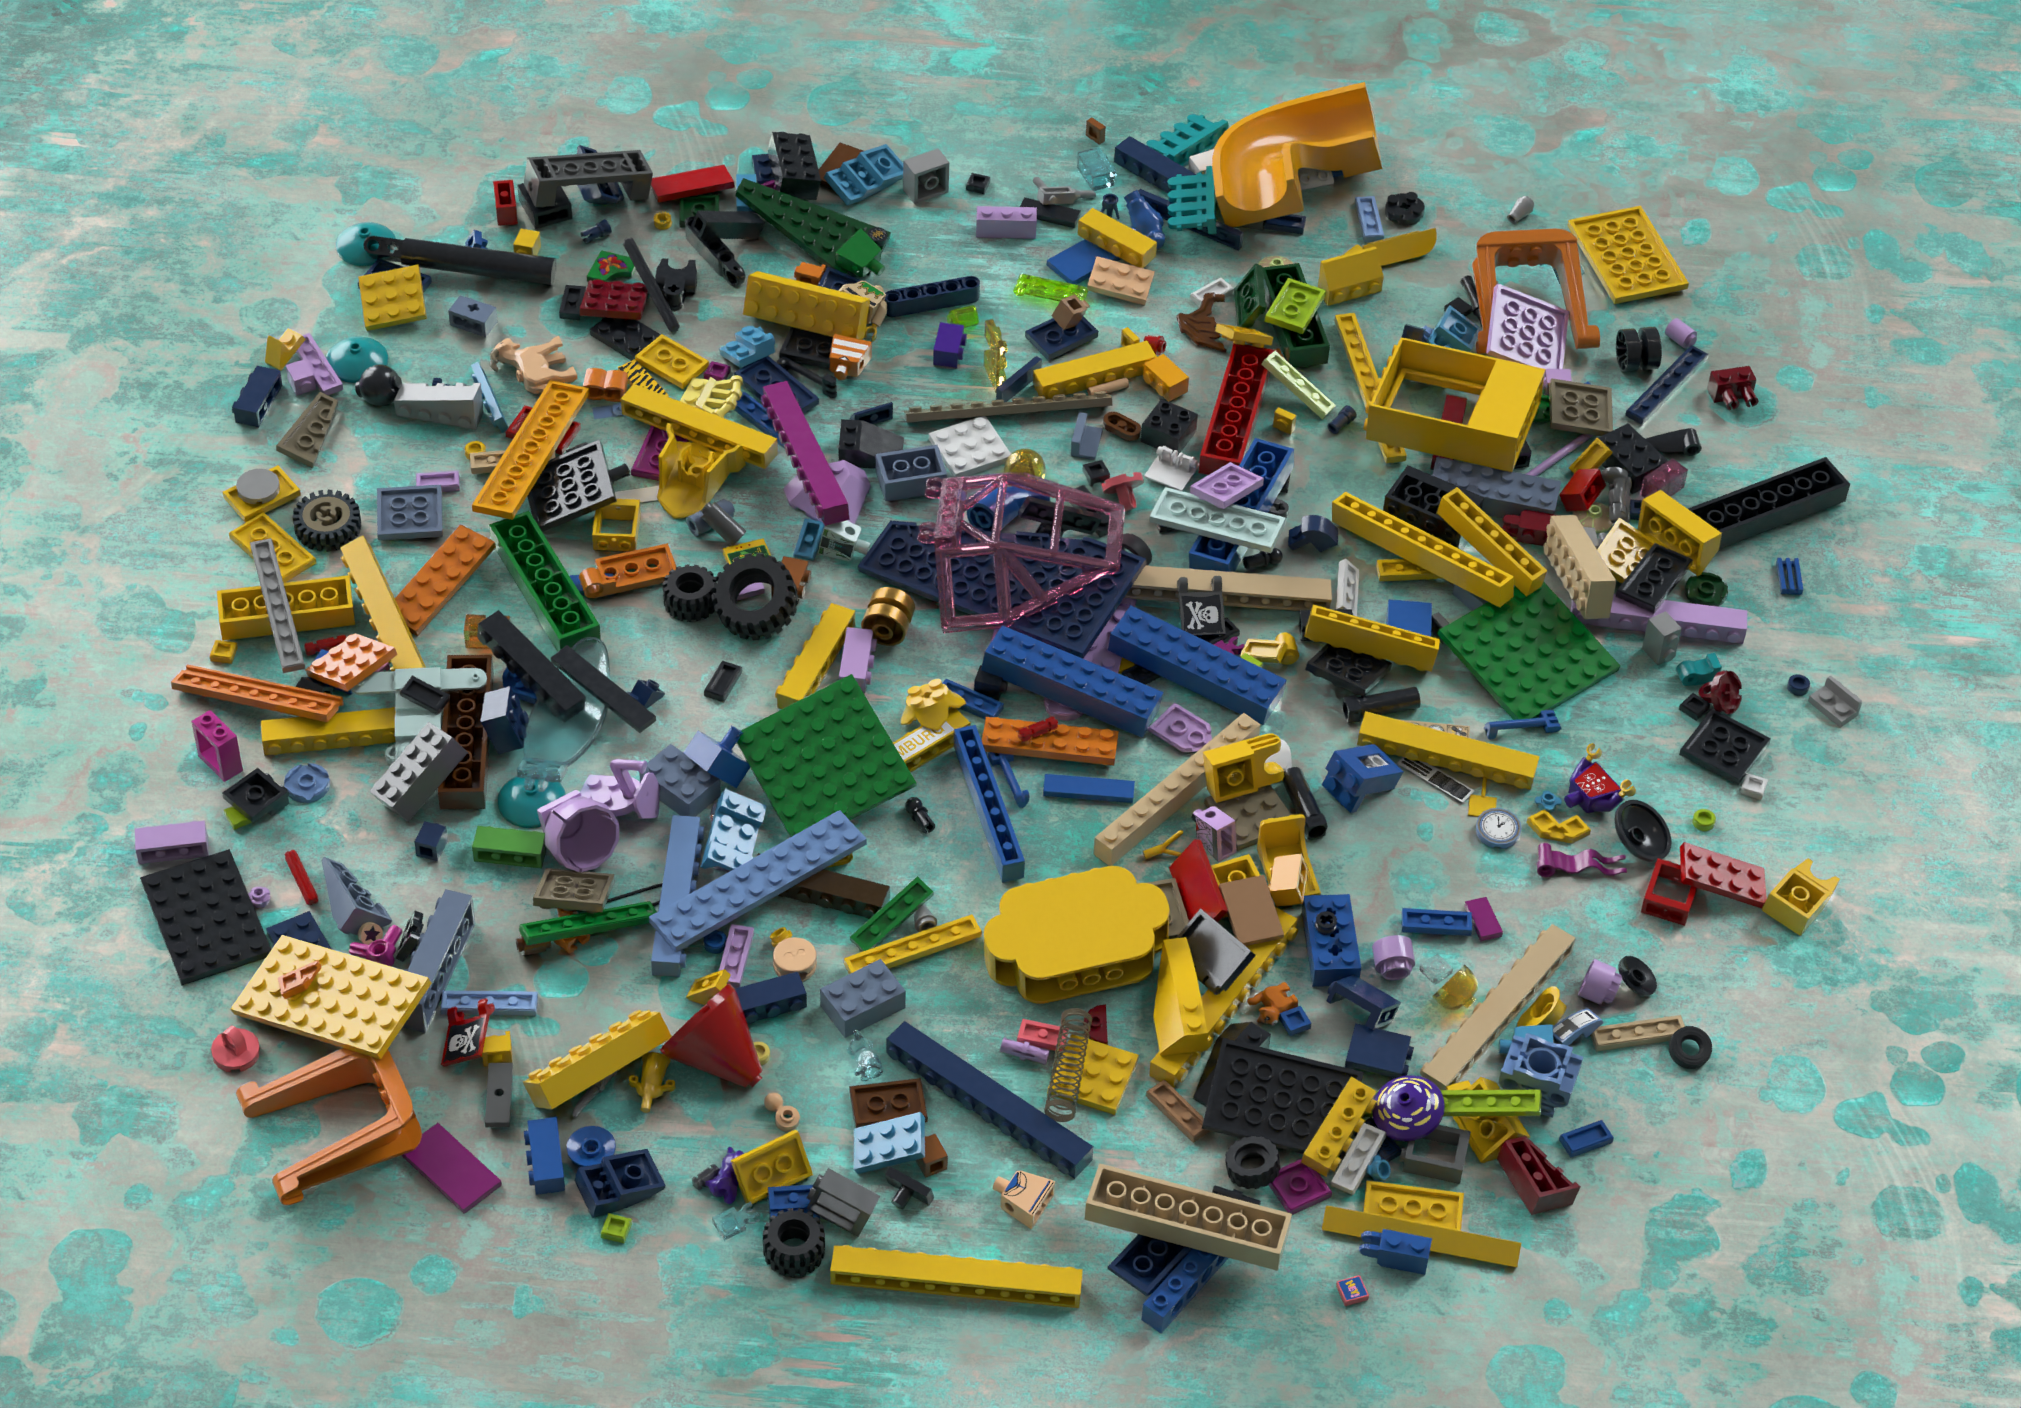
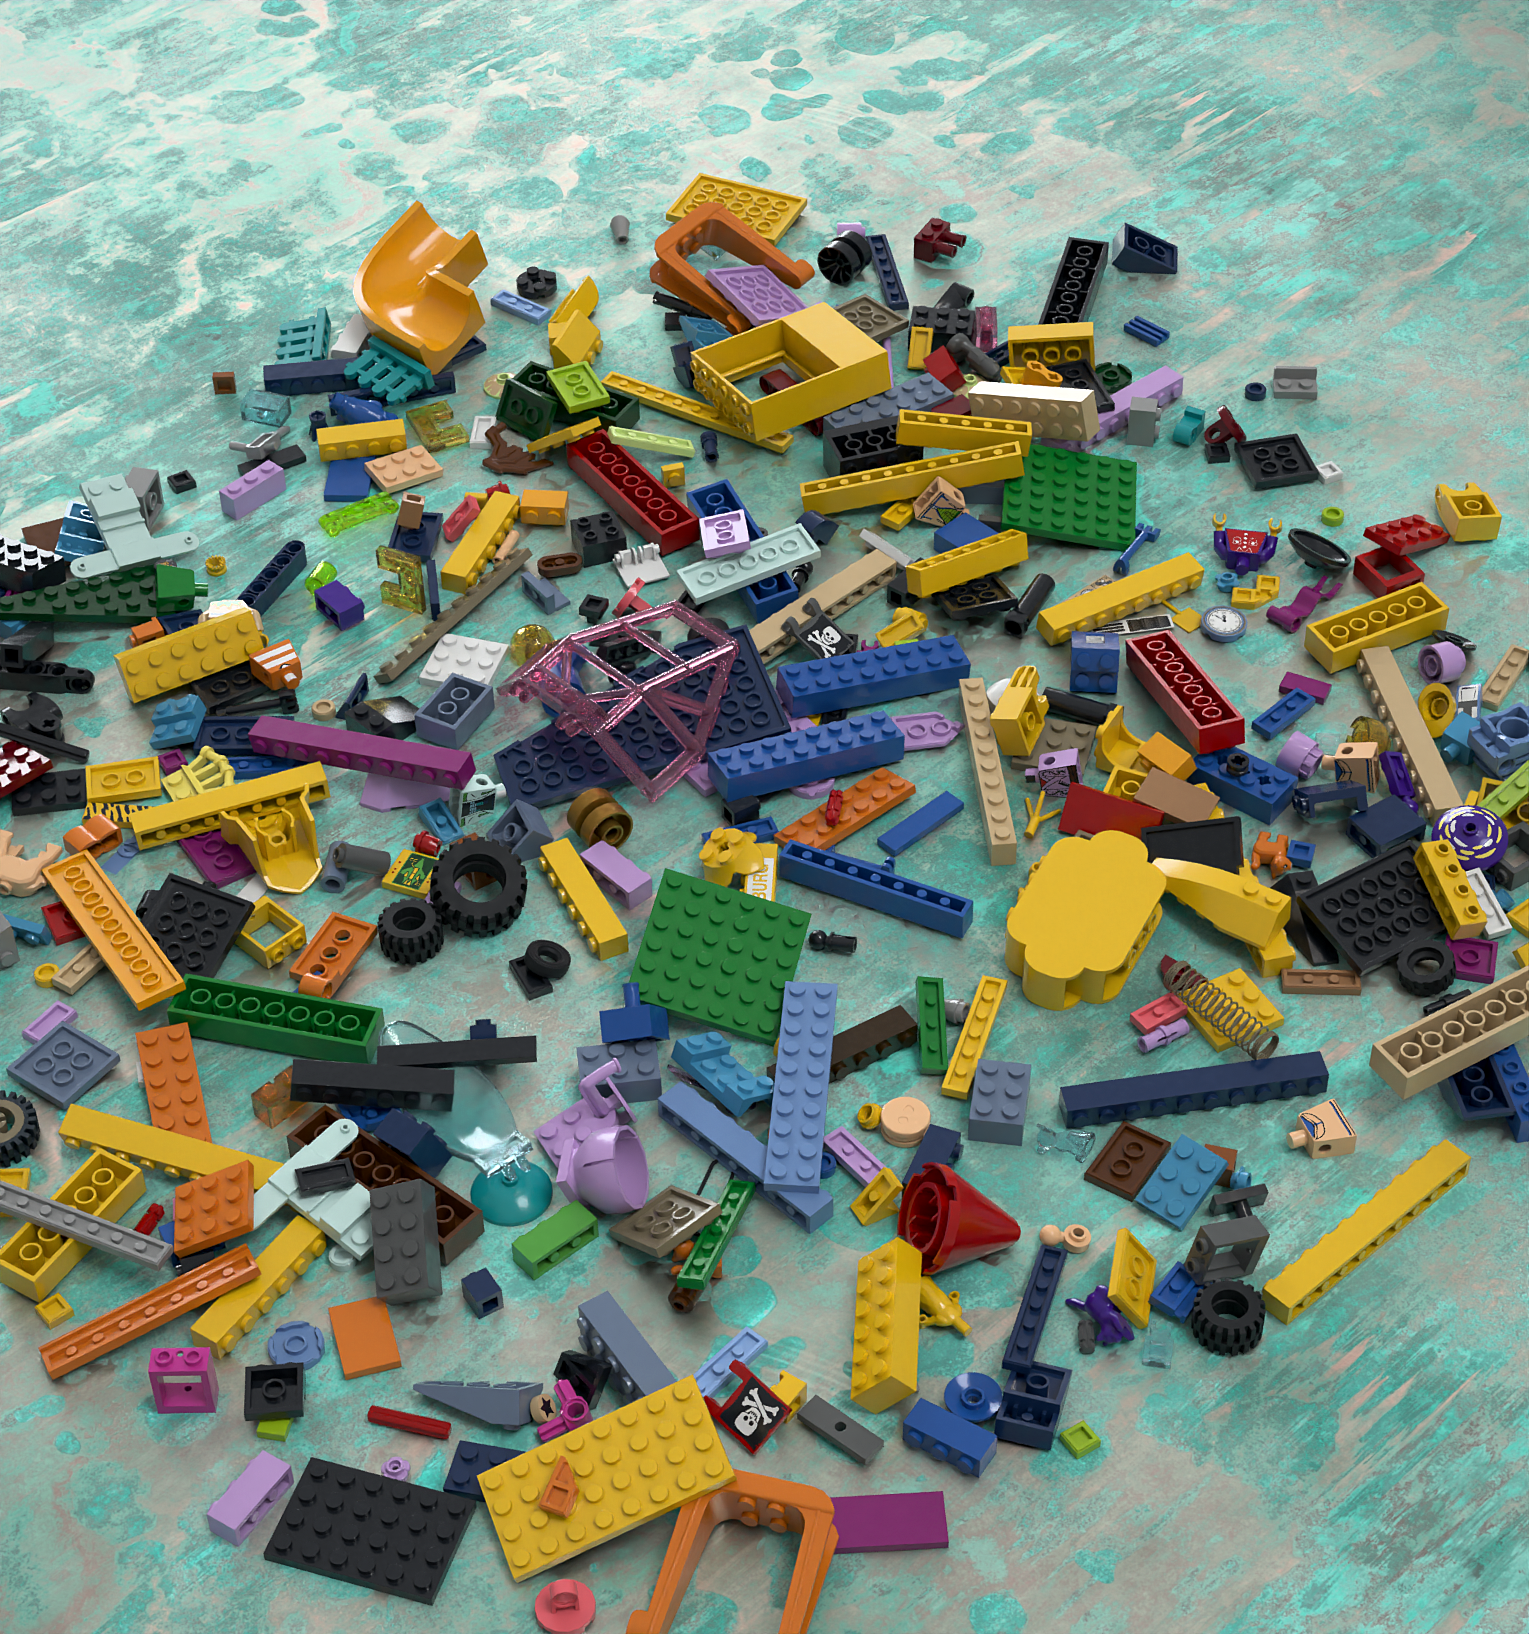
camera: 45 degrees left, 5 degrees down
(344, 810) = (364, 1337): none -> orange tile
(698, 1132) = (1034, 1309): none -> dark blue tile
(748, 668) = (544, 968): none -> black tyre
(779, 546) = (427, 844): none -> red hose
(840, 585) = (522, 830): none -> sand blue slope
(846, 408) = (323, 710): none -> tan tile
(878, 191) = (124, 531): none -> light aqua piece
(913, 255) = (211, 564): none -> yellow bush
(927, 1176) = (1240, 1179): none -> dark azure plate
(1100, 343) = (461, 518): none -> coral plate
(1173, 270) = (425, 421): none -> clear yellow plate
(1371, 845) = (1185, 692): none -> red brick
(1420, 998) = (1355, 763): none -> light nougat torso
(1424, 584) = (939, 503): none -> light nougat torso
(1434, 1032) = (1398, 778): none -> dark purple plate
(1593, 918) = (1378, 623): none -> yellow brick
(1628, 549) = (1038, 375): none -> light orange axle
(1881, 514) = (1142, 252): none -> dark blue slope

